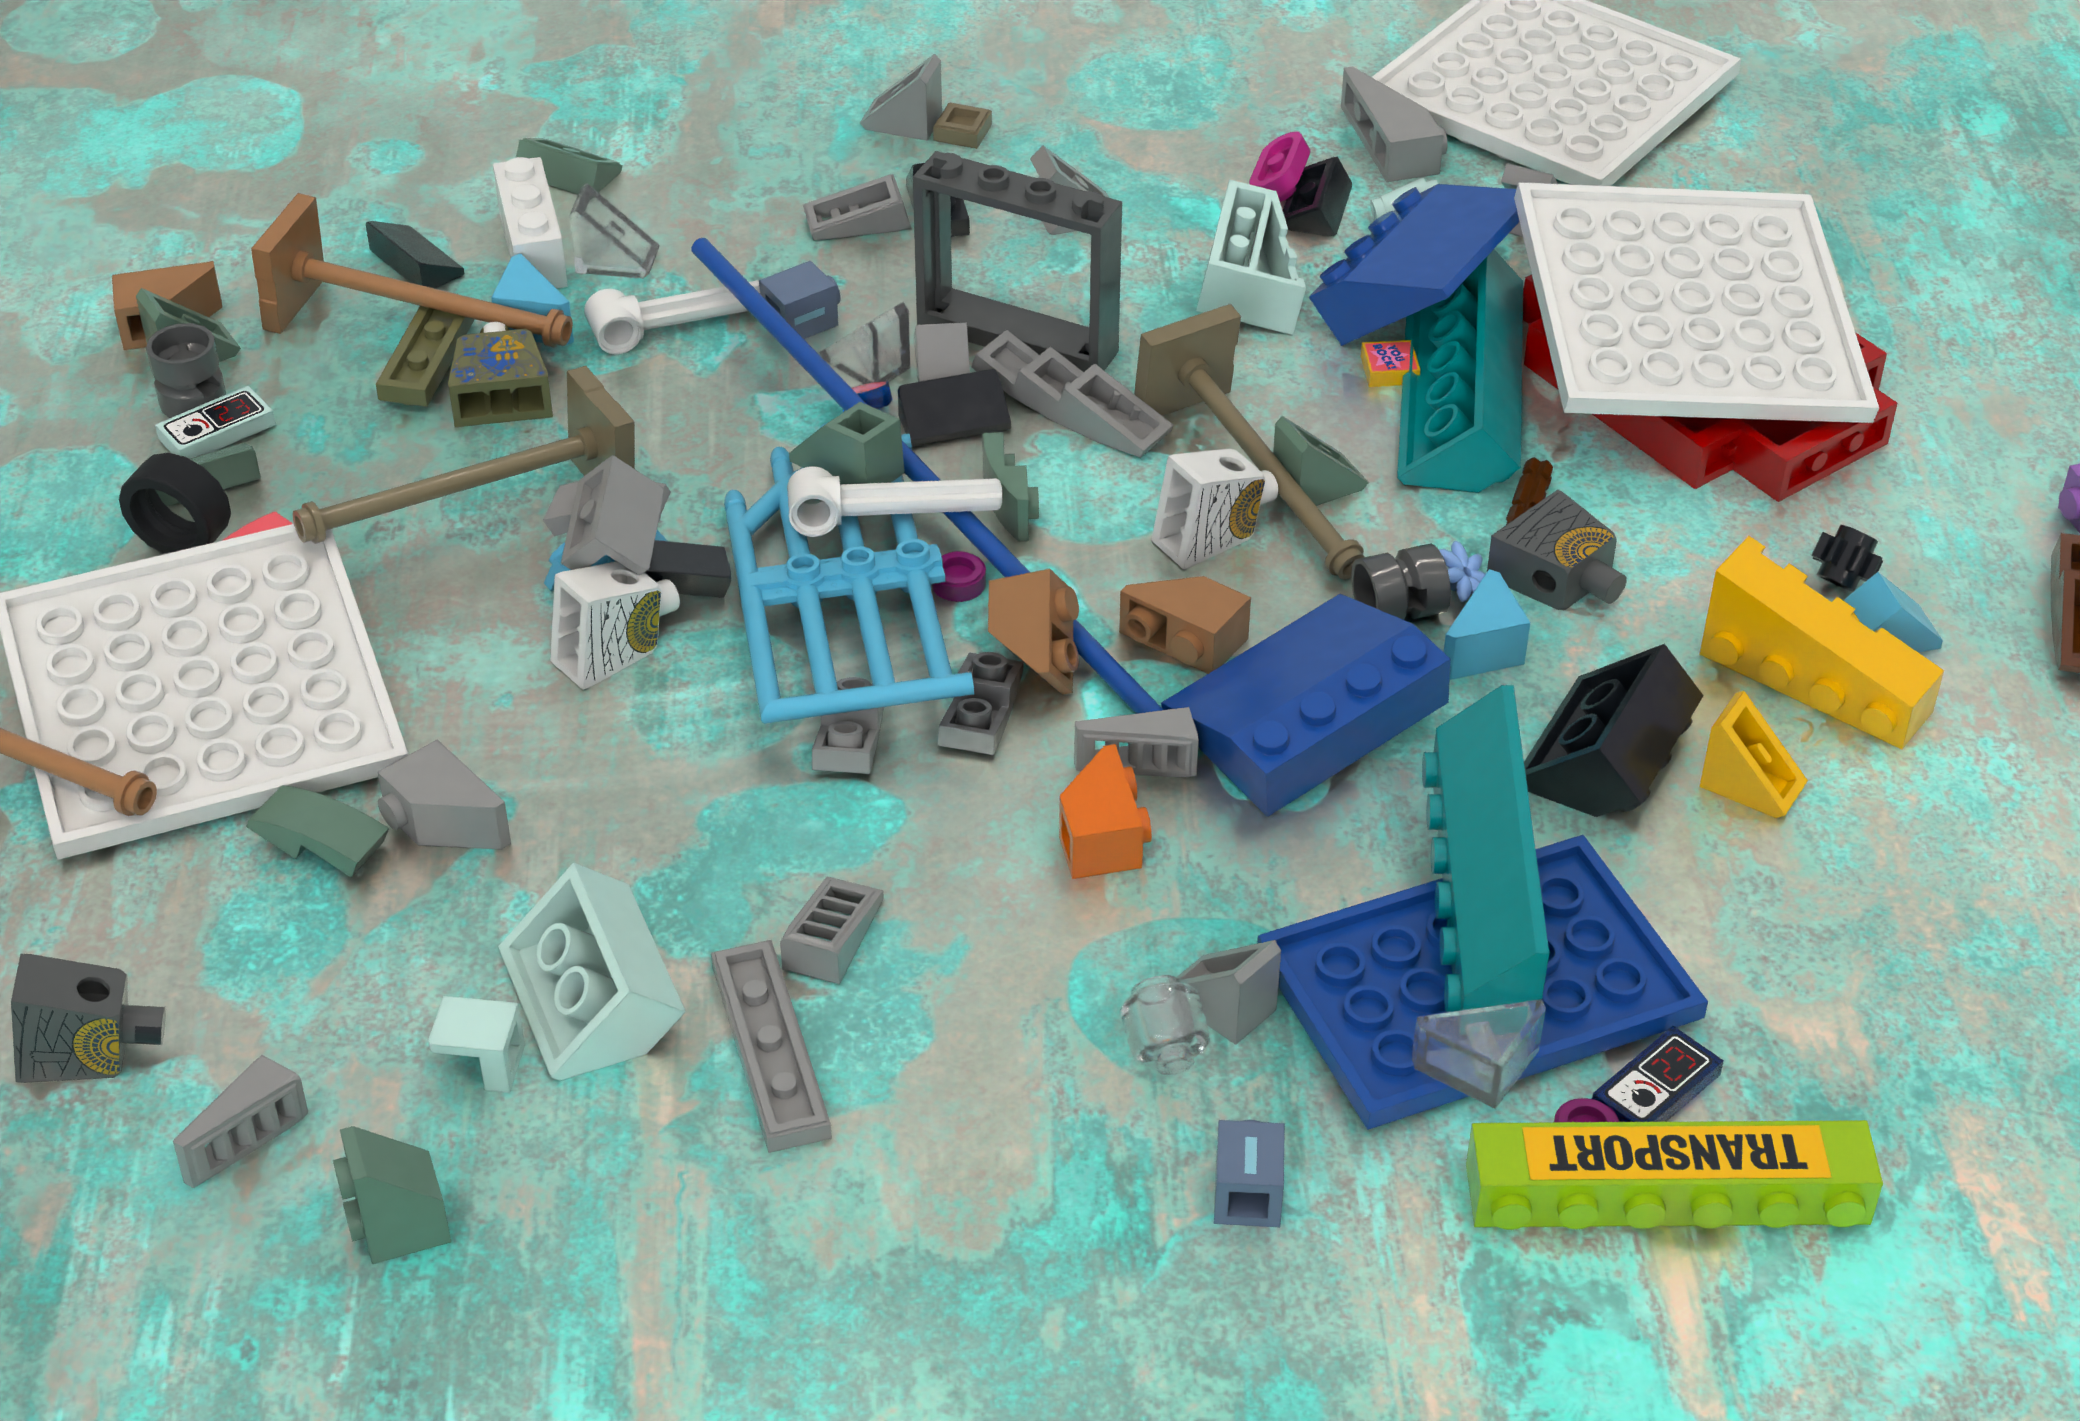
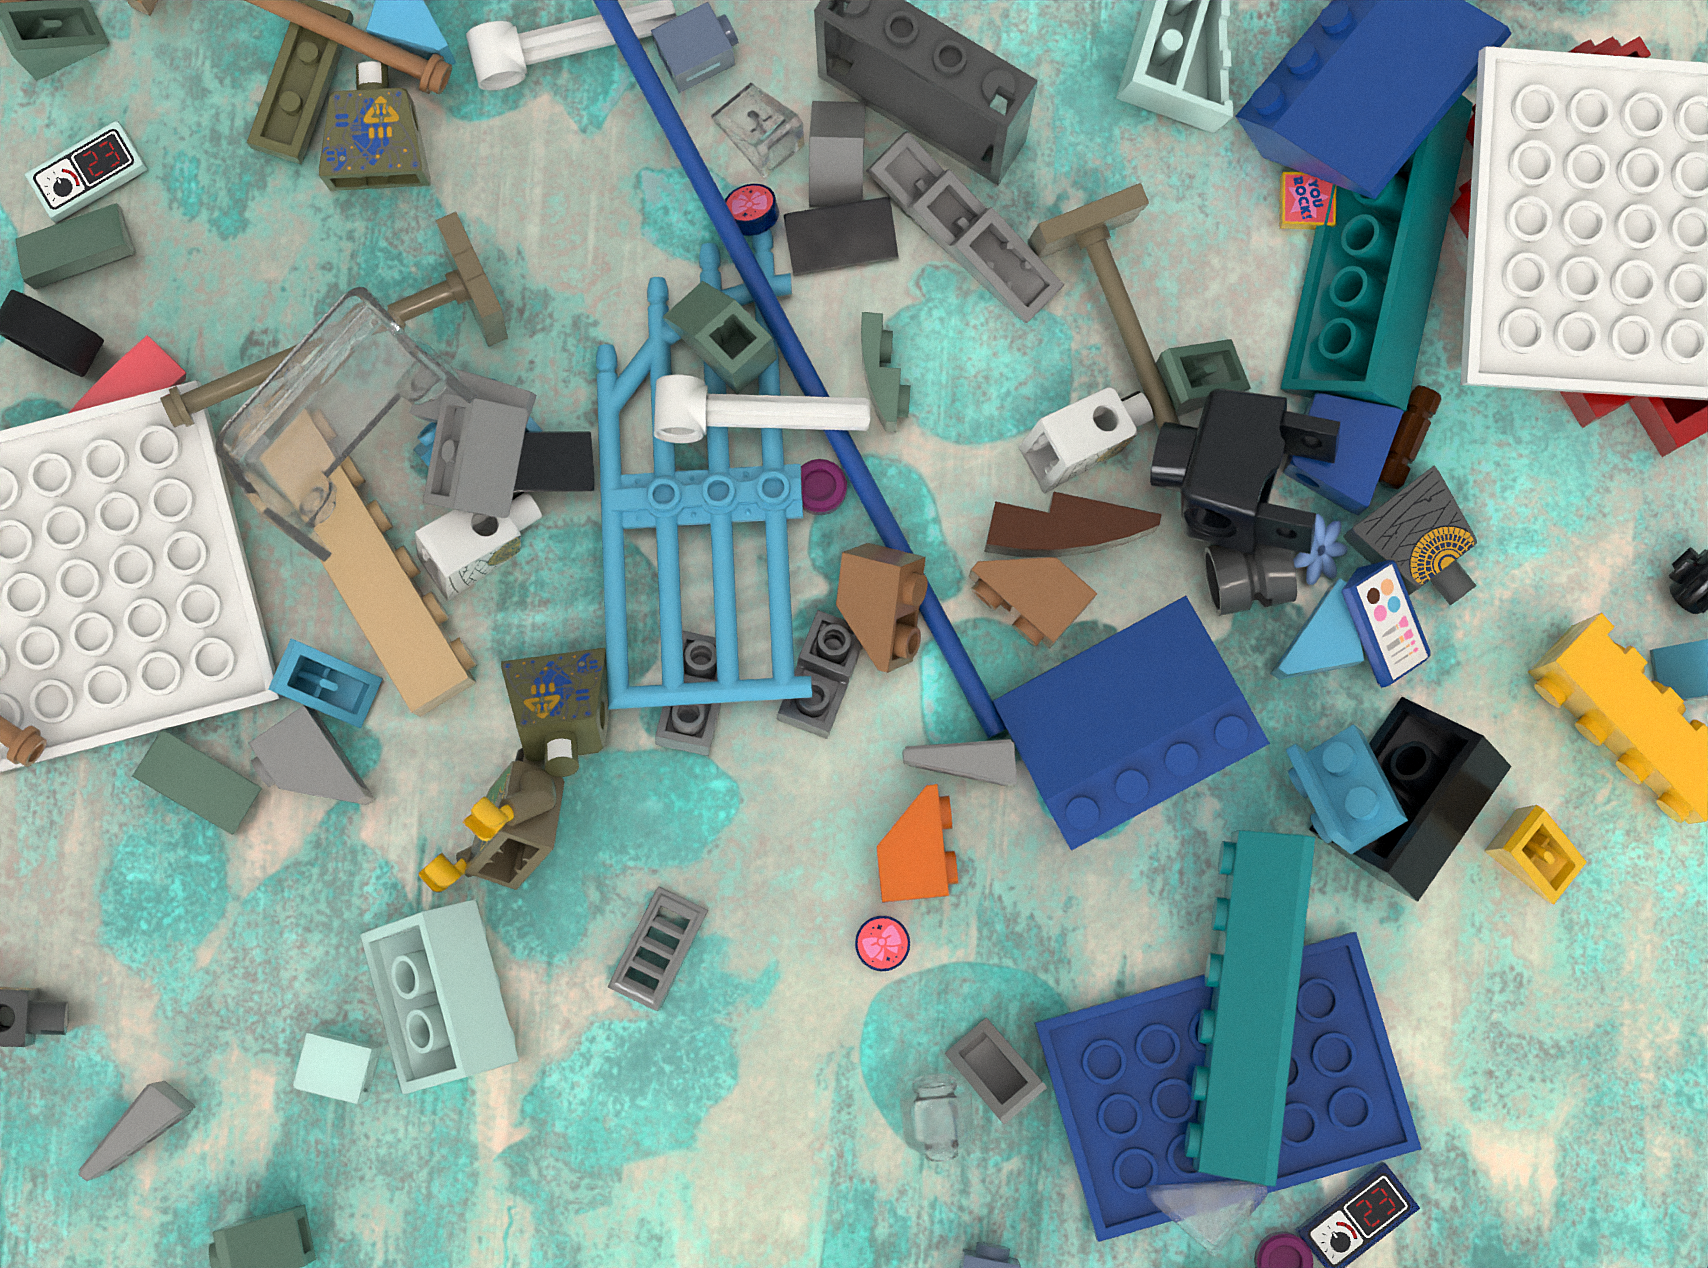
camera: 10 degrees right, 40 degrees up
(184, 367) = (50, 105): dark grey wheel -> none
(443, 715) = (325, 683): none -> medium azure slope
(481, 491) = (323, 406): none -> clear windscreen
(497, 652) = (387, 601): none -> tan brick
(667, 807) = (511, 829): none -> dark tan torso
(705, 724) = (559, 706): none -> olive torso
(771, 1046) = (593, 1080): light grey tile -> none
(1078, 901) = (882, 943): none -> tile
(1246, 564) = (1067, 529): none -> reddish brown slope
(1368, 484) = (1231, 468): none -> black piece
(1458, 499) = (1362, 451): none -> blue torso
(1545, 601) = (1385, 621): none -> slope
(1553, 718) = (1346, 790): none -> medium azure bracket

